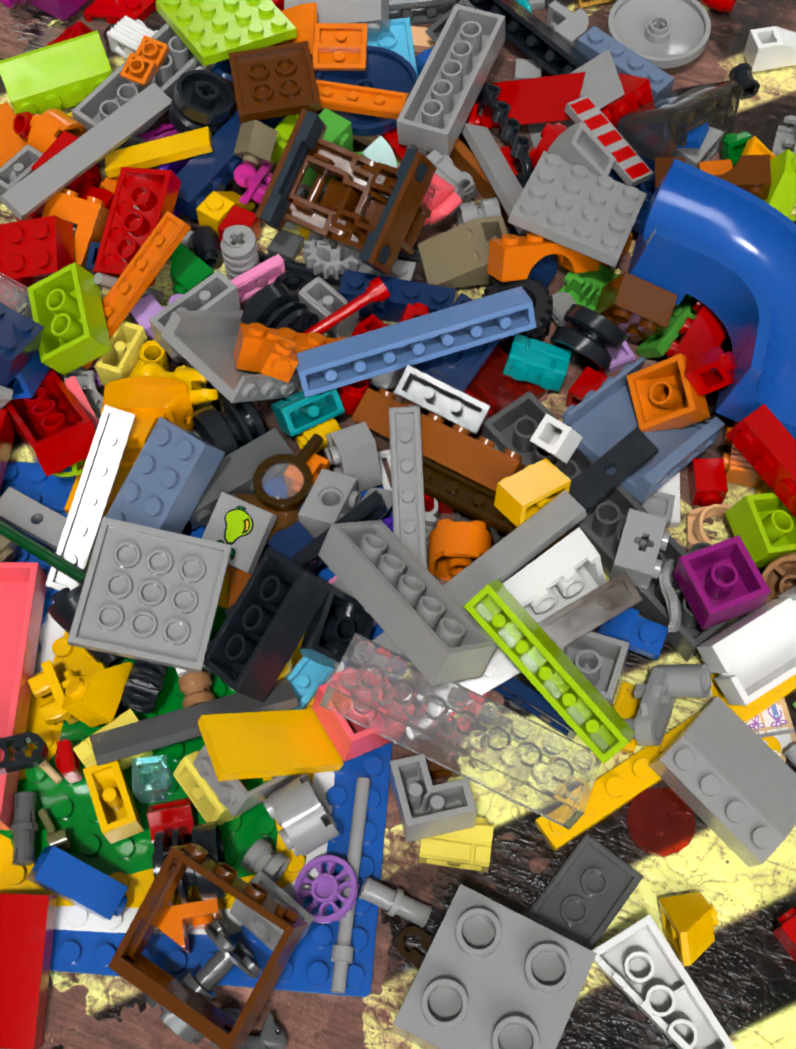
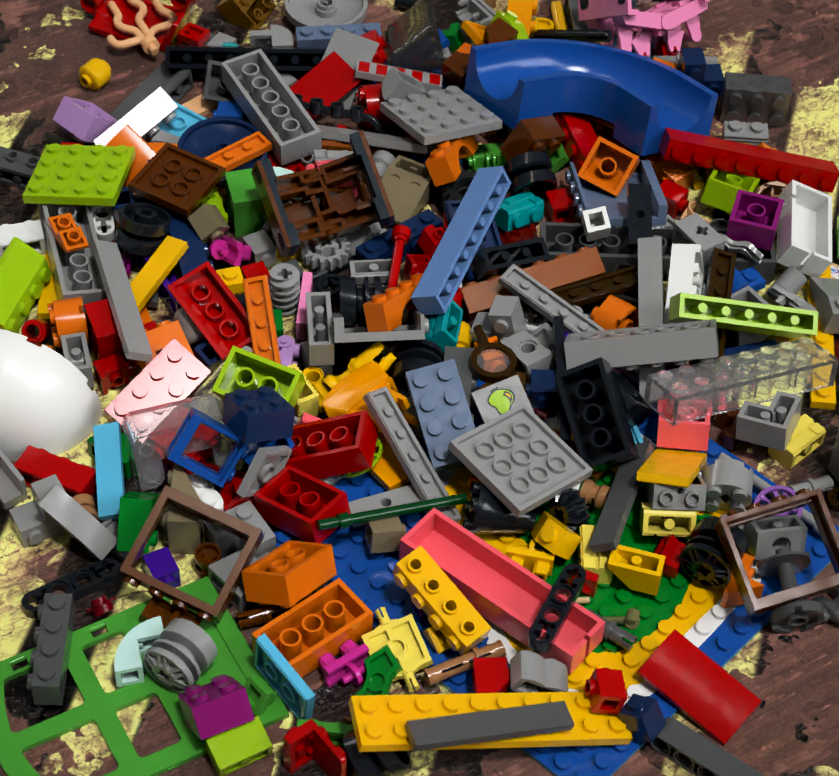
camera: 55 degrees left, 15 degrees down
(78, 883) = (667, 612): blue slope -> none
(151, 778) = (639, 536): clear light blue brick -> none
(277, 357) = (410, 301): orange brick -> none
(340, 47) = (180, 133): orange slope -> none
(529, 490) = (620, 256): yellow brick -> none
(710, 370) = (622, 131): red brick -> none

